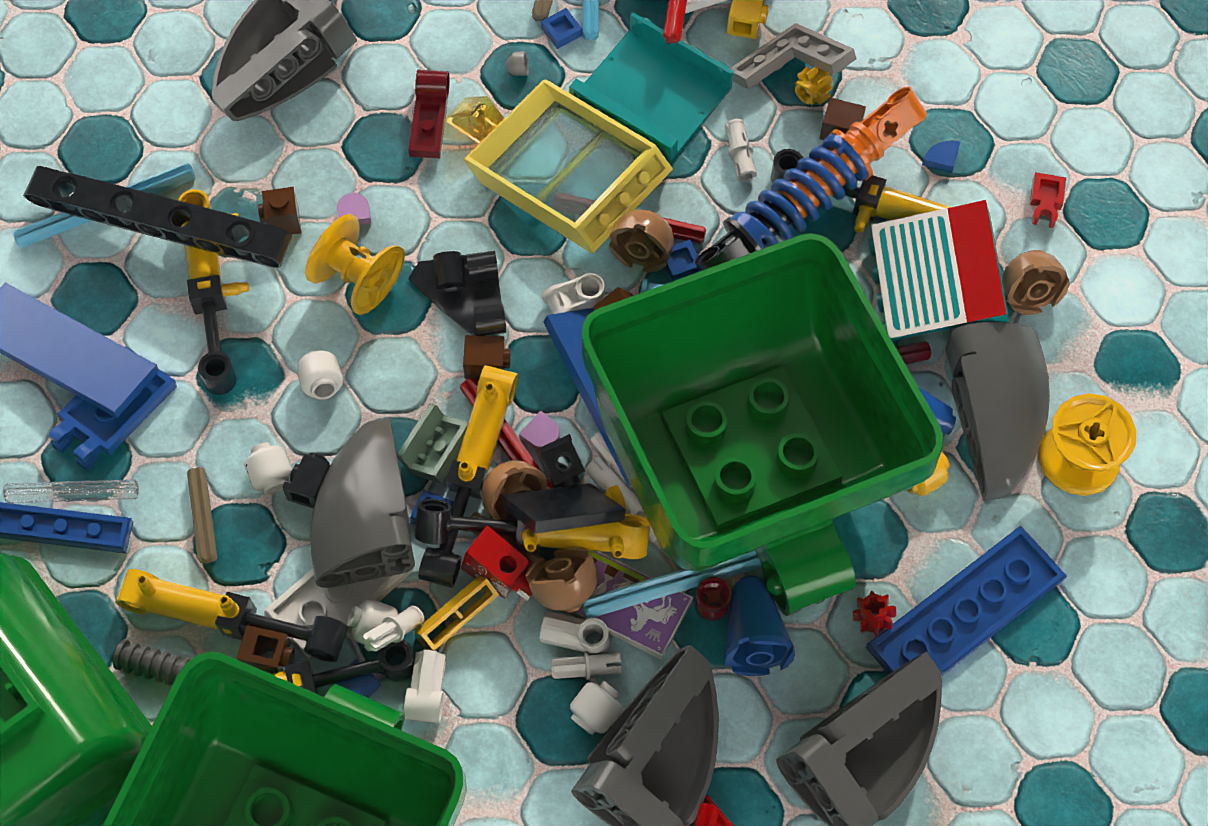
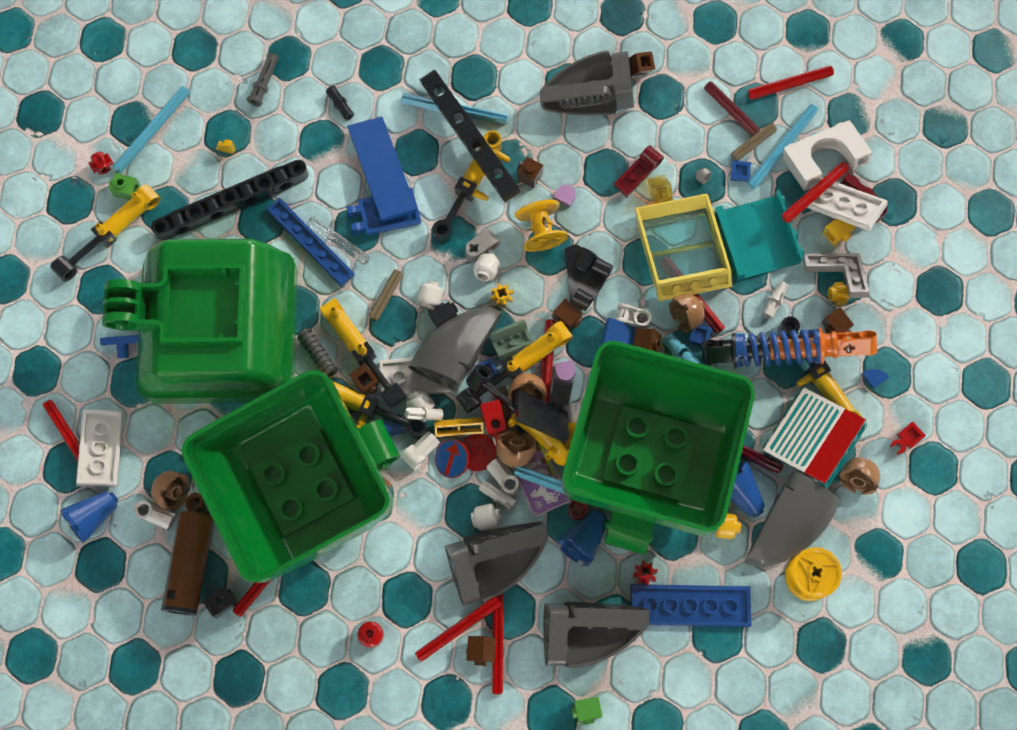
camera: 40 degrees right, 10 degrees up
(288, 347) = (484, 243): none -> light grey piece
(372, 405) = (499, 291): none -> yellow gear
(481, 664) = (451, 458): none -> blue piece
(508, 631) = (480, 451): none -> red piece

